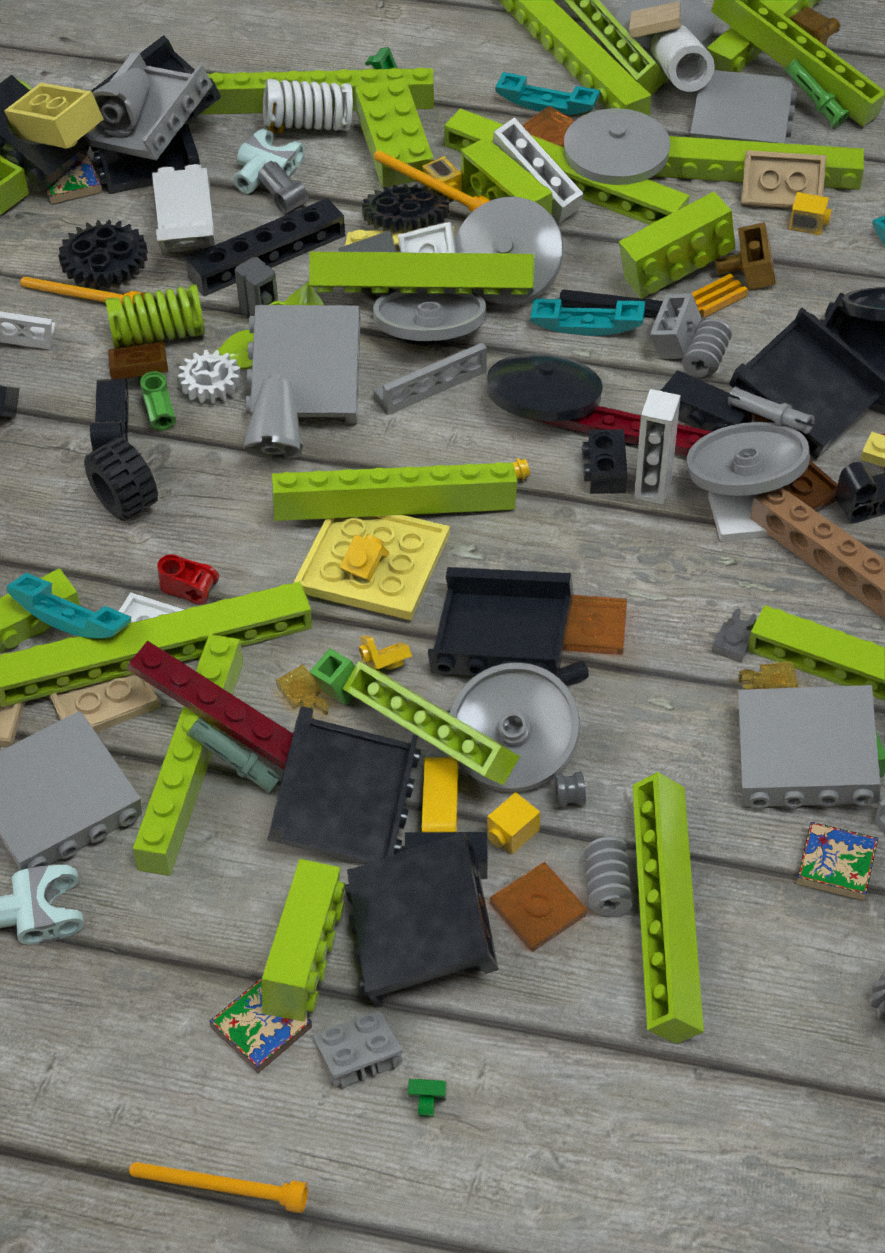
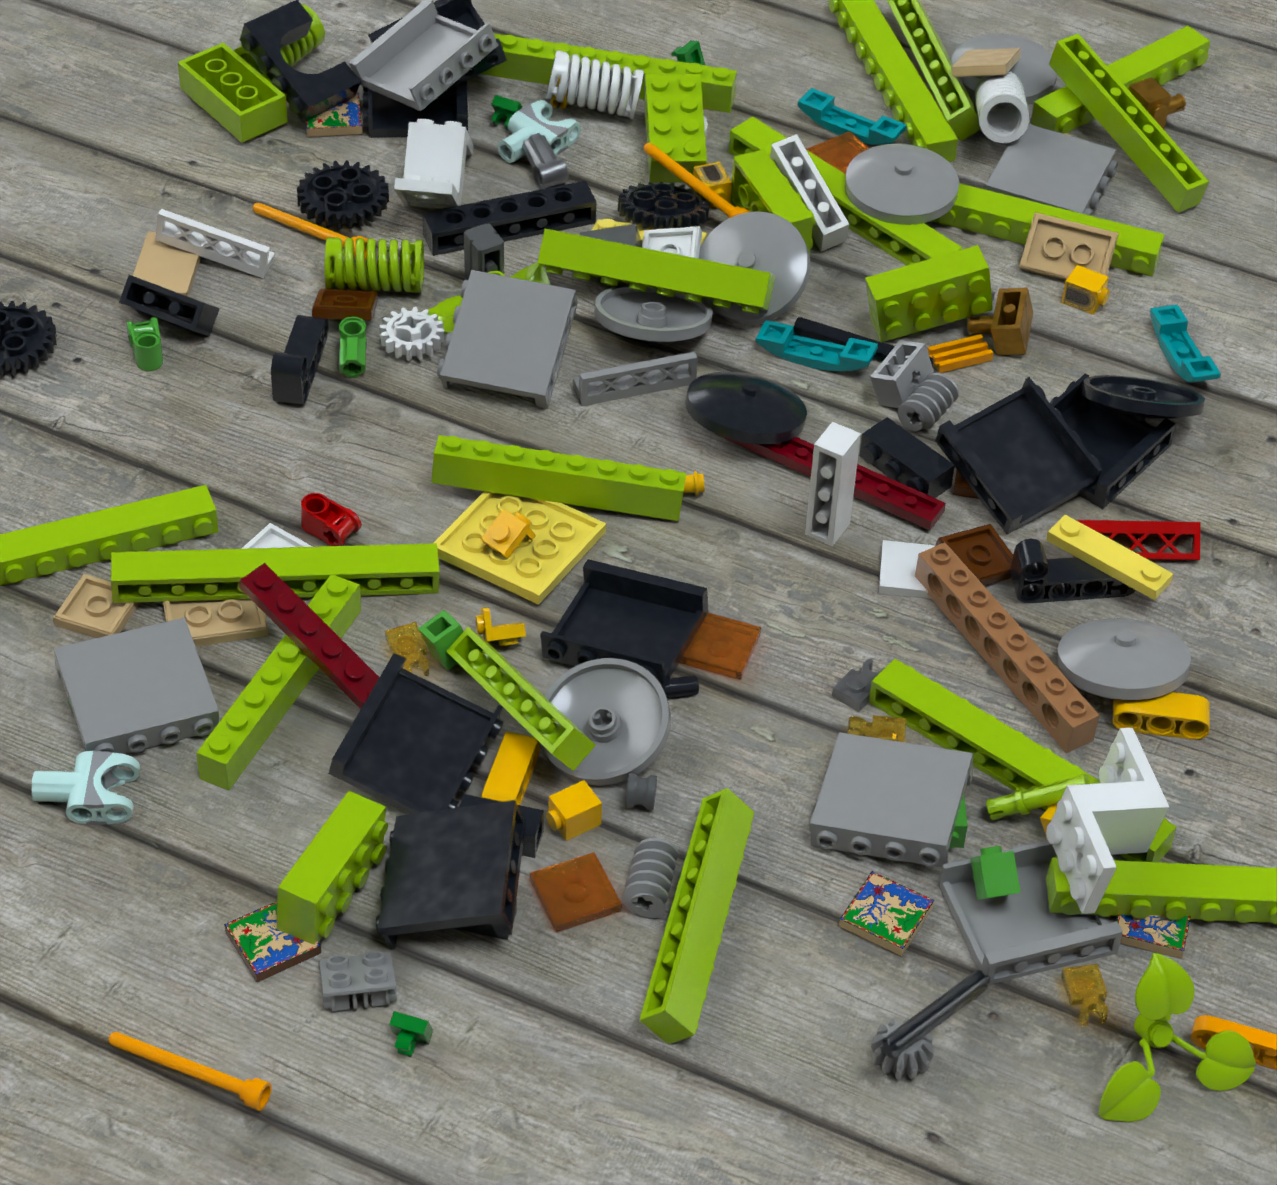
camera: 10 degrees right, 5 degrees down
(37, 598) = (174, 507): teal slope -> none
(54, 115) = (328, 47): light yellow brick -> none
(121, 479) = (290, 412): black tyre -> none
(122, 101) = (399, 46): light grey cone -> none
(228, 751) = (316, 685): sand green pin -> none
(229, 143) = (504, 109): none -> green tile
(274, 421) = (459, 387): light grey cone -> none
(606, 461) = (785, 492): black brick -> none
(748, 458) = (925, 515): light grey dish -> none
(780, 413) = (974, 478): light grey pin -> none
(824, 101) = (1142, 180): bright green pin -> none

